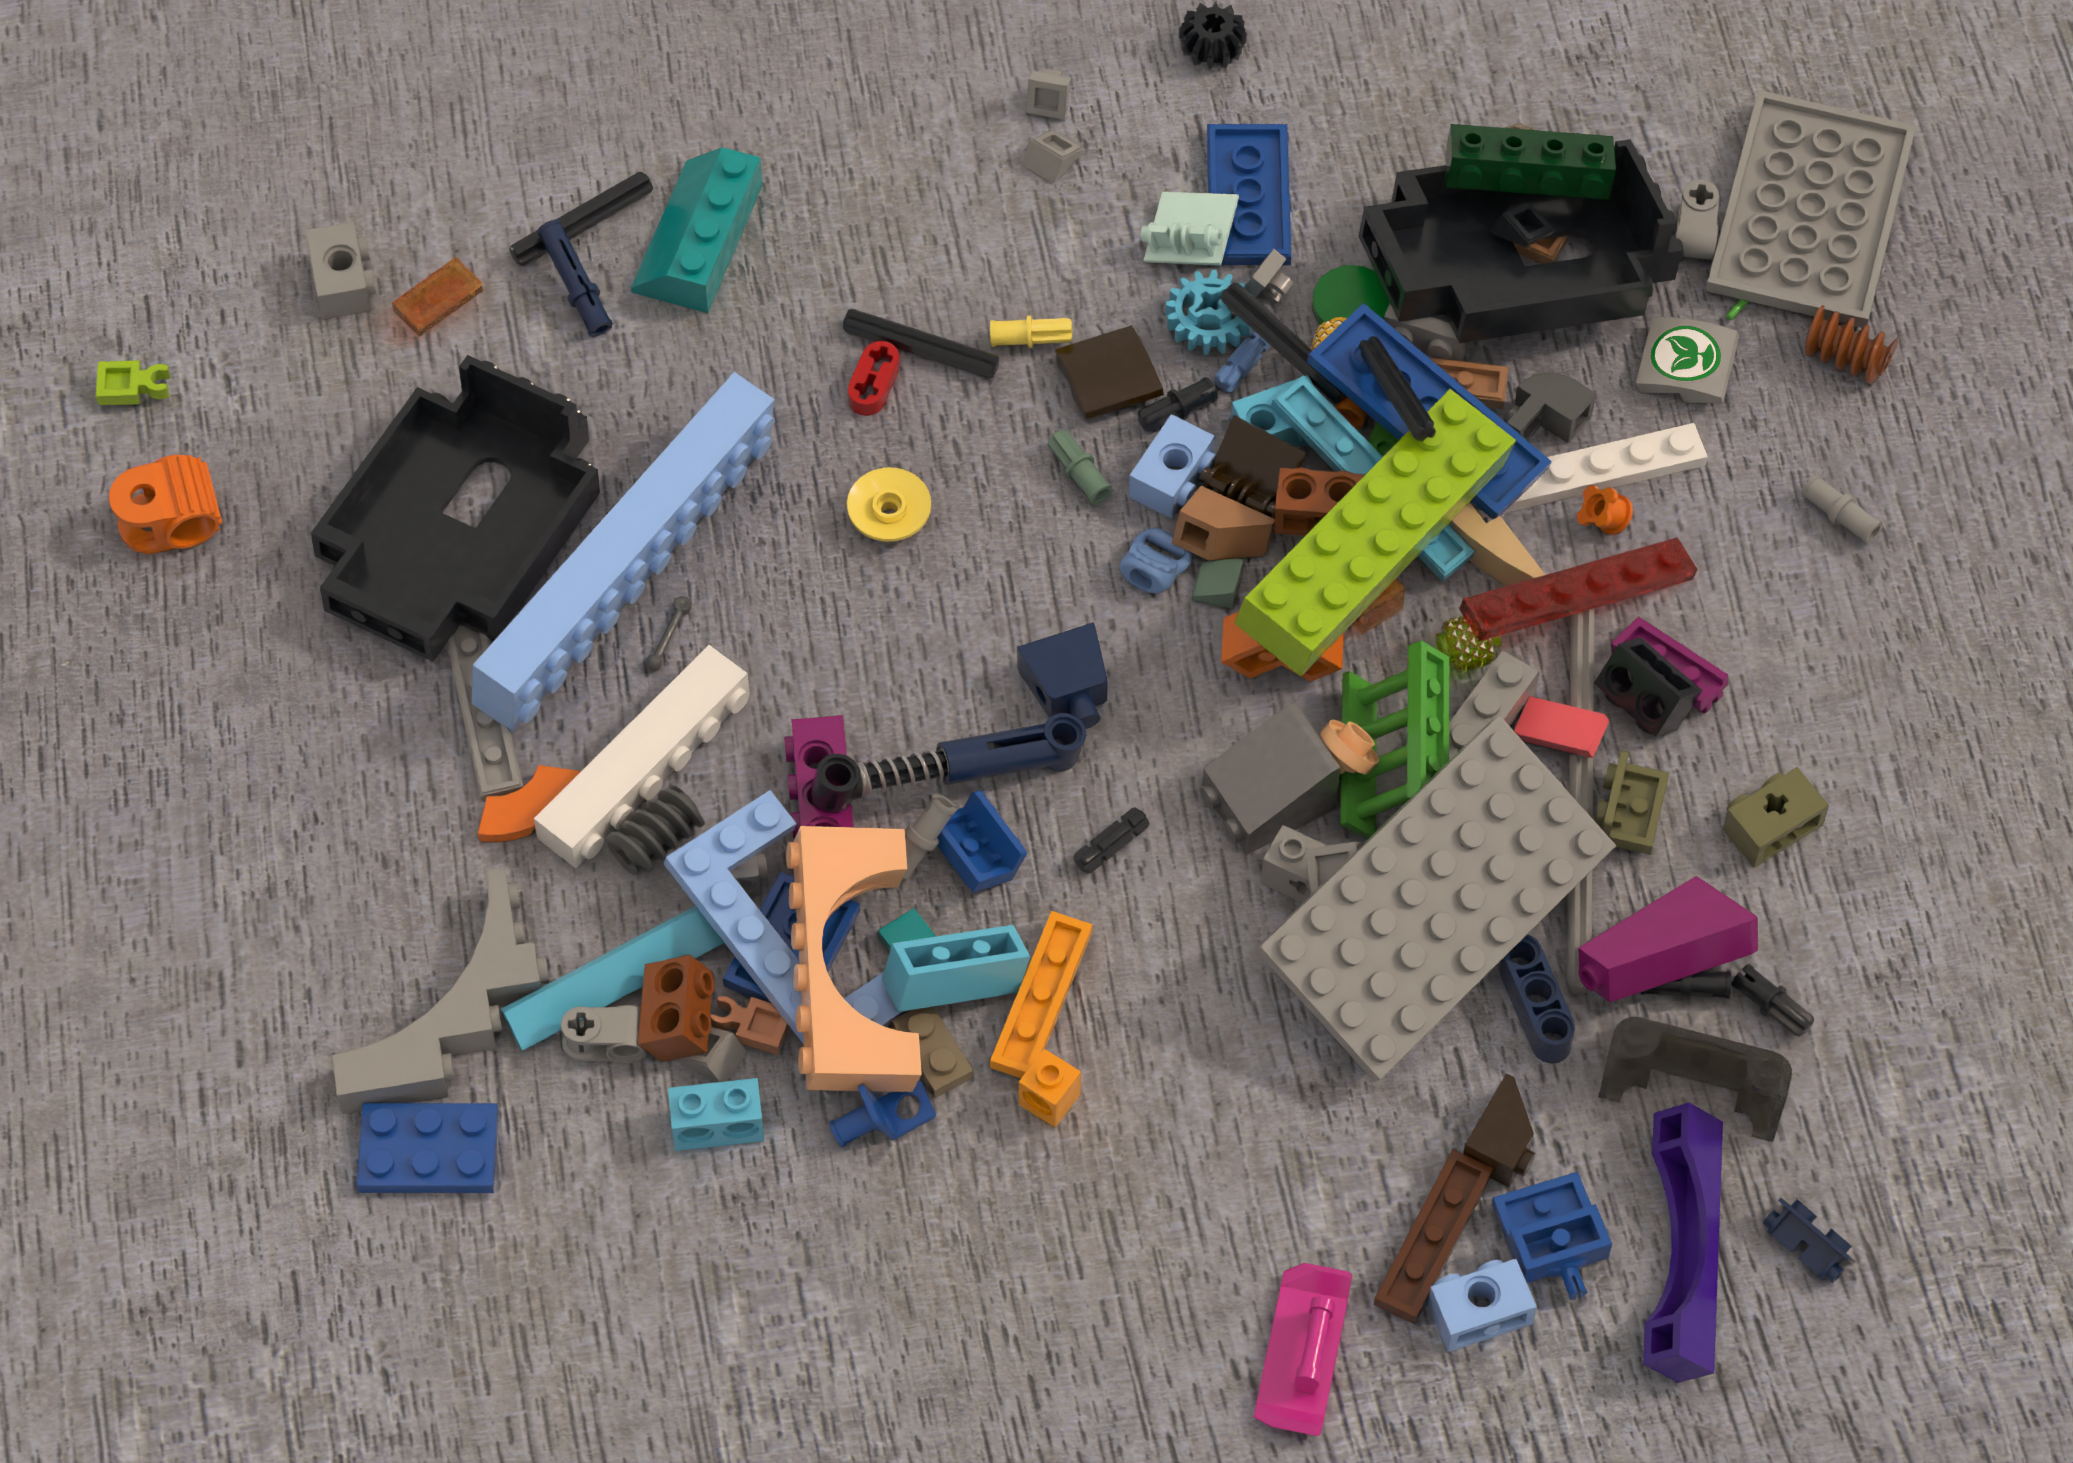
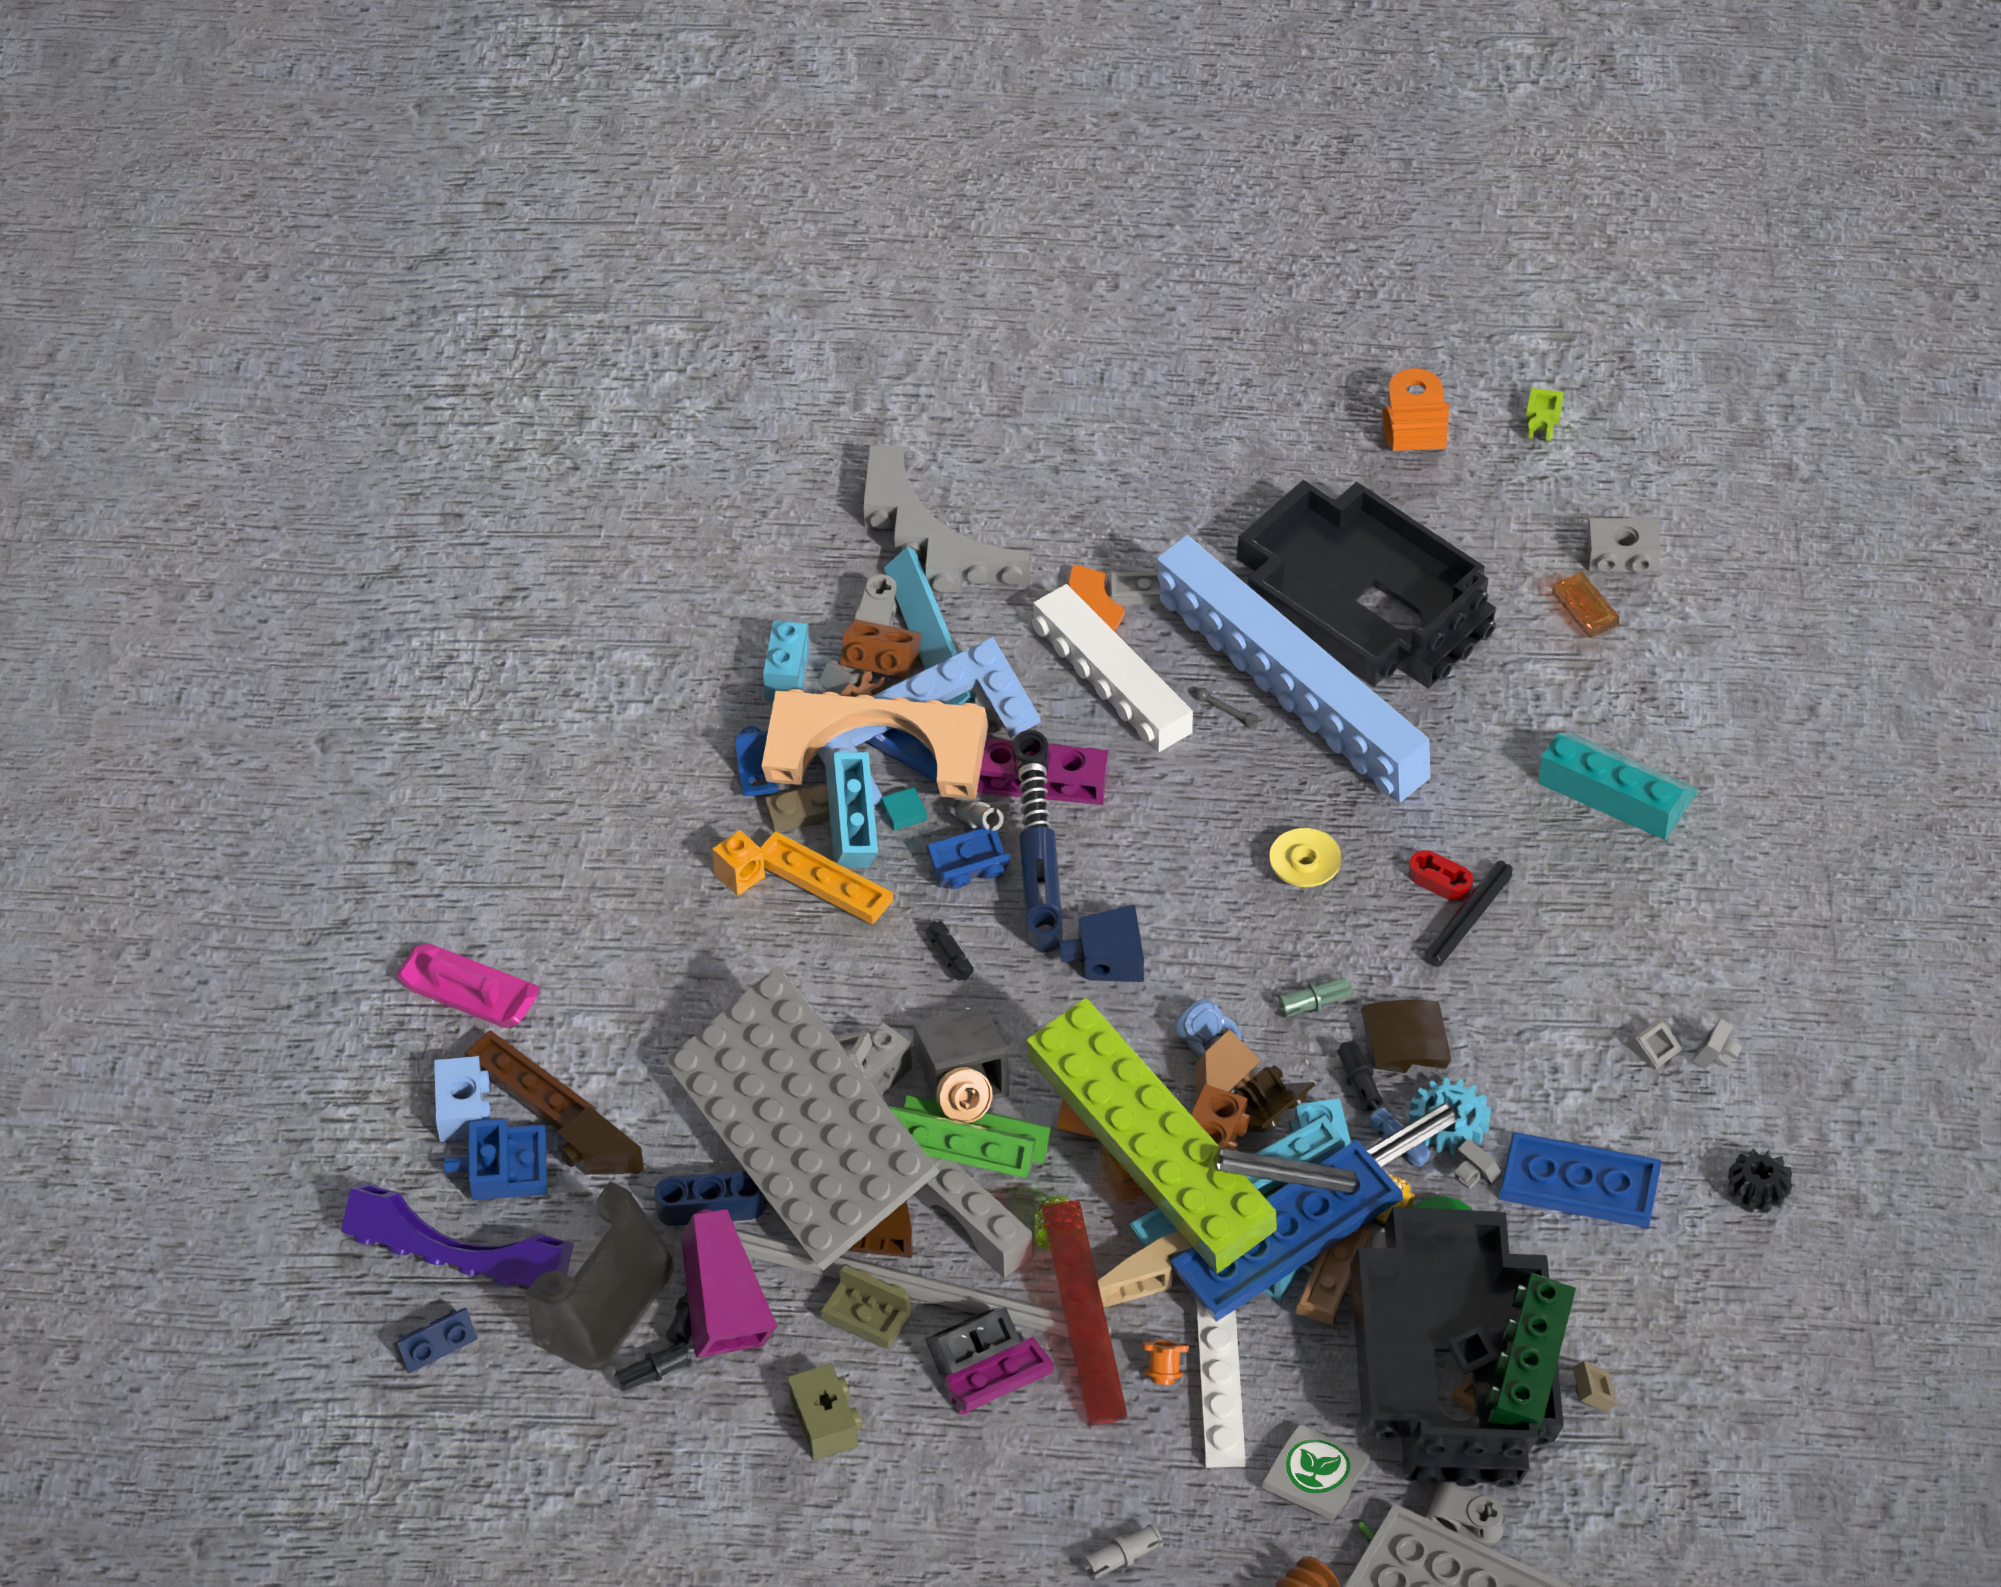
camera: 105 degrees right, 10 degrees down
(428, 1148) = (823, 507): blue plate -> none
(581, 291) = (1567, 692): dark blue pin -> none
(586, 215) = (1648, 709): black axle -> none
(653, 828) = (1042, 664): dark grey piece -> none
(1030, 331) = (1460, 986): light yellow axle -> none
(1174, 446) = (1287, 1040): light blue brick -> none
(1190, 228) = (1543, 1118): light aqua hinge -> none
(1219, 582) = (1174, 1072): sand green slope -> none
(1553, 403) = (1289, 1346): dark grey brick -> none
(1561, 727) = (955, 1272): coral tile -> none

